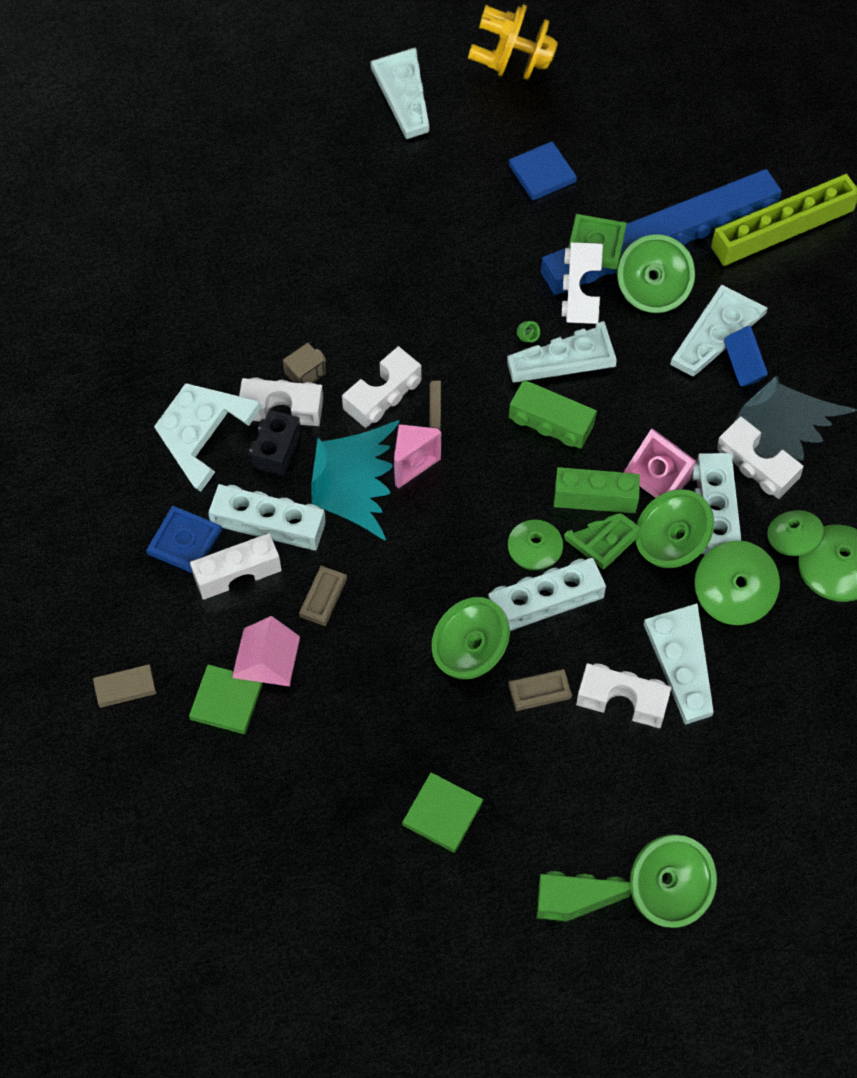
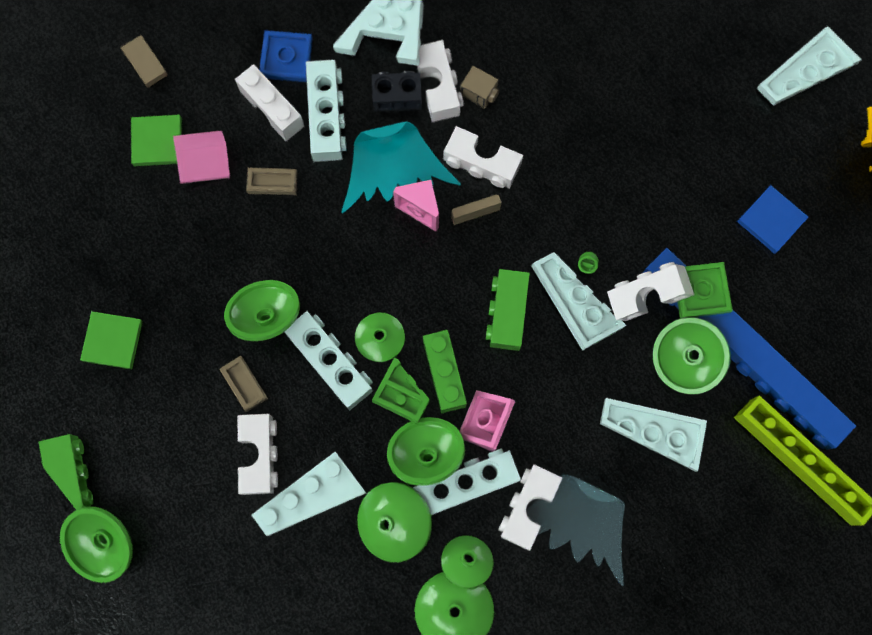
camera: 70 degrees right, 15 degrees up
(745, 356) = (633, 464): blue slope -> none

